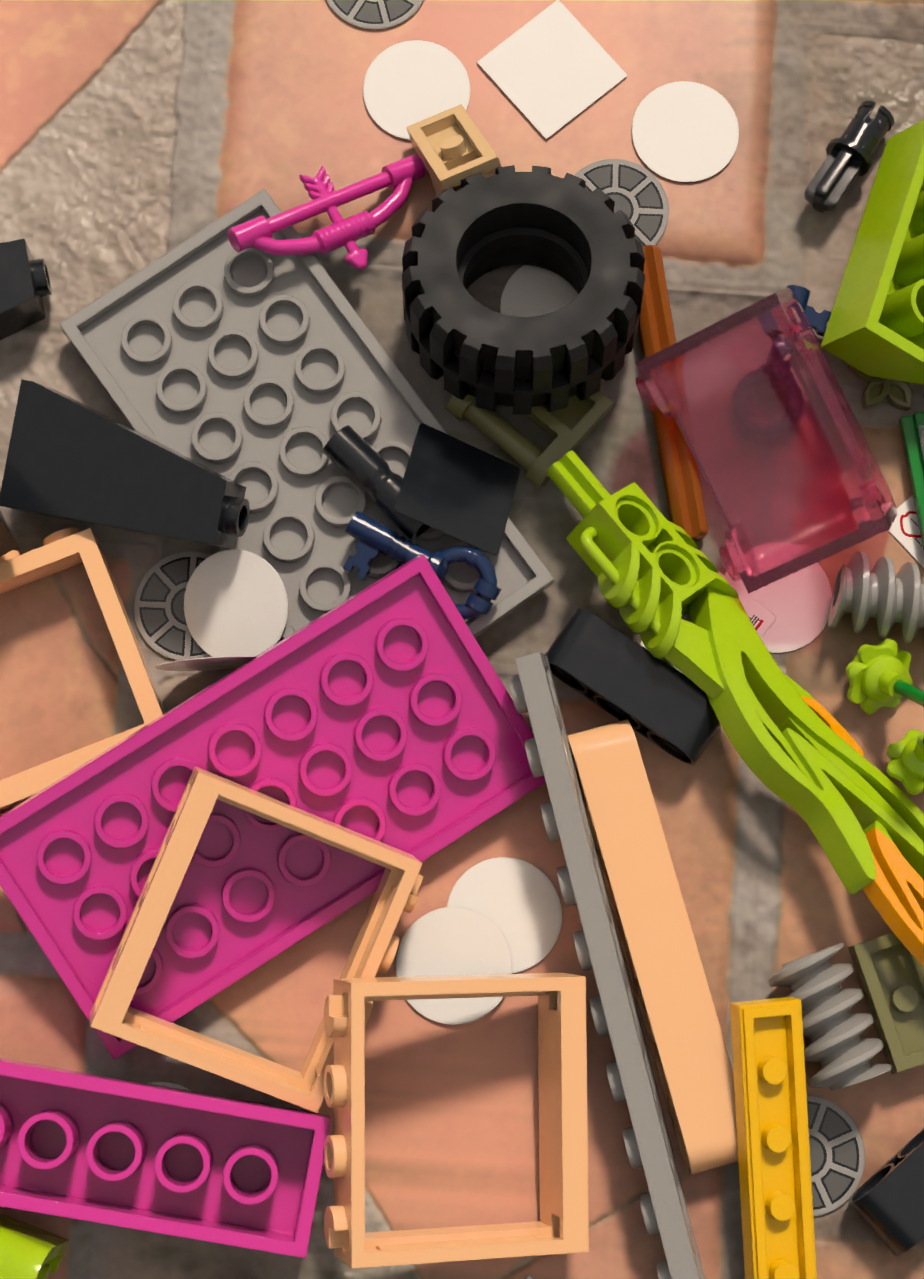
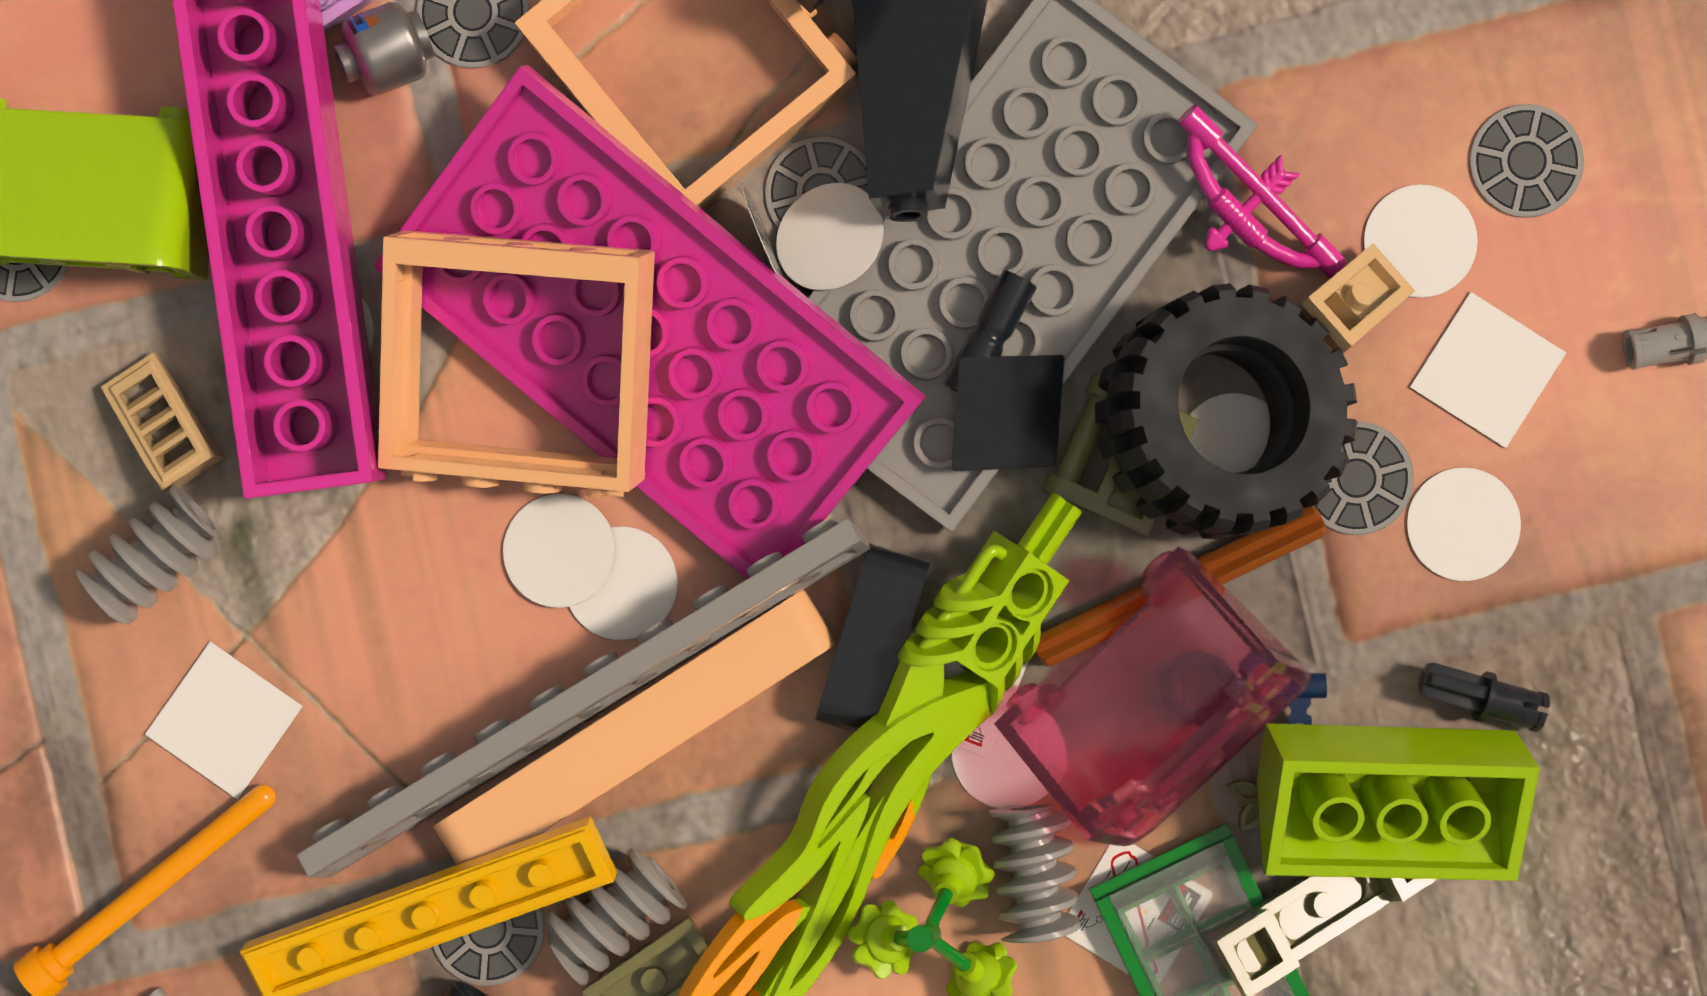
camera: 85 degrees right, 10 degrees up
(377, 538) = (933, 349): dark blue piece -> none
(562, 1124) = (438, 695): light nougat window -> none

